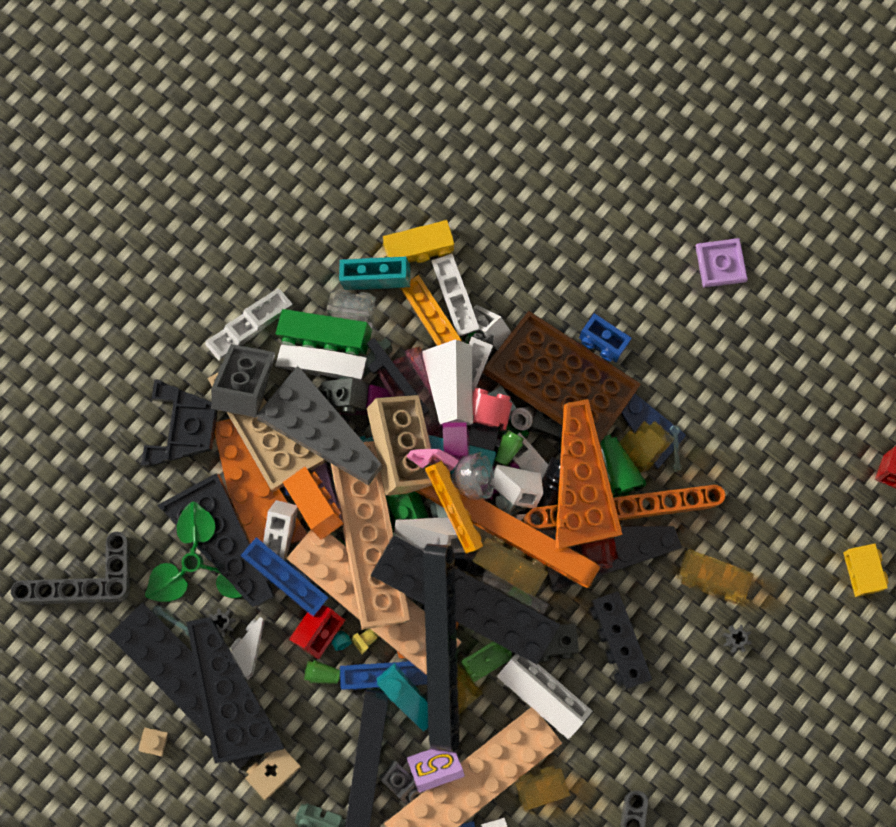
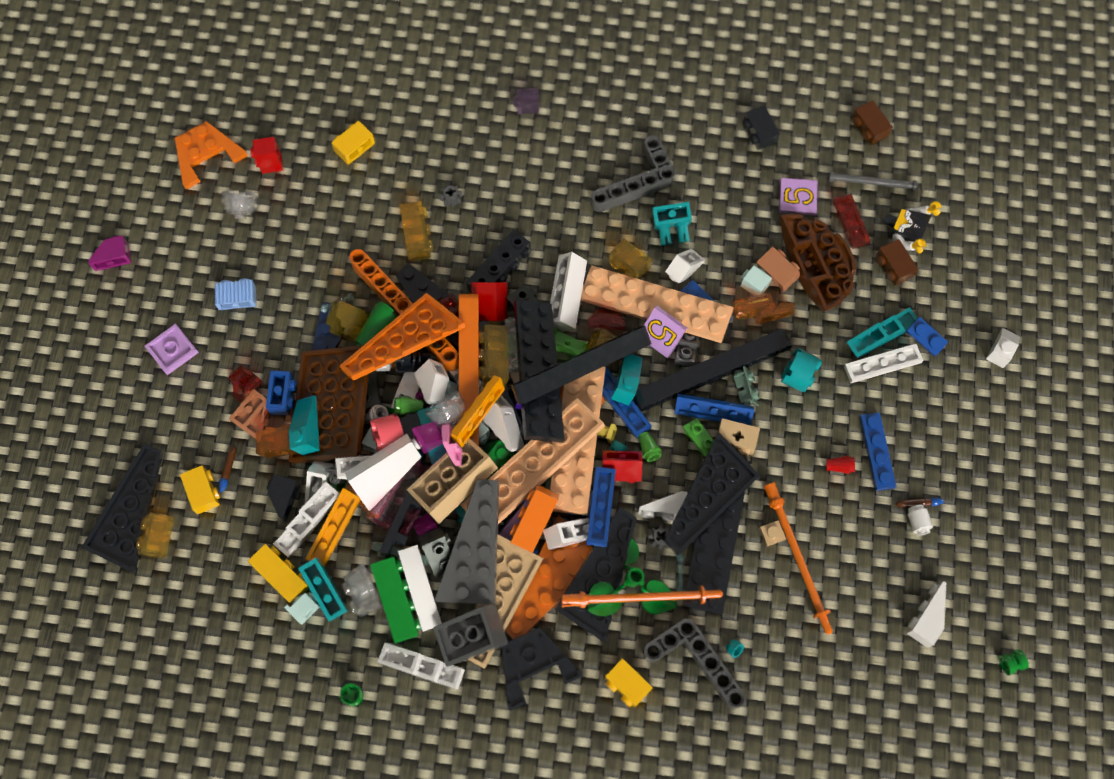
camera: 115 degrees left, 5 degrees down
(69, 625) = (734, 648): none -> teal hinge
(105, 501) = (627, 683): none -> yellow brick
(178, 766) = (776, 503): none -> orange bar
(204, 501) = (583, 599): none -> orange bar
(262, 243) = (348, 694): none -> green wheel
(298, 731) = (699, 436): none -> bright green hinge
(316, 768) = (713, 409): none -> blue plate
(372, 245) = (303, 607): none -> light aqua brick
(488, 718) = (606, 319): none -> clear red slope
(496, 286) = (282, 494): none -> black slope
(526, 153) = (155, 535): none -> clear yellow brick
(549, 216) = (200, 489): none -> yellow brick
(551, 339) = (304, 427): none -> teal slope
(552, 310) = (273, 442): none -> clear orange brick
(555, 250) = (223, 482): none -> reddish brown piece
(562, 135) = (119, 524): none -> black wing
(580, 604) = (491, 300): none -> red slope
(599, 299) = (251, 414): none -> nougat wing
(640, 312) = (243, 382): none -> clear red slope
(745, 352) = (235, 294): none -> light blue brick
(812, 798) = (527, 101): none -> clear purple brick
(853, 409) = (239, 203): none -> clear cylinder
(866, 255) = (111, 253): none -> magenta slope

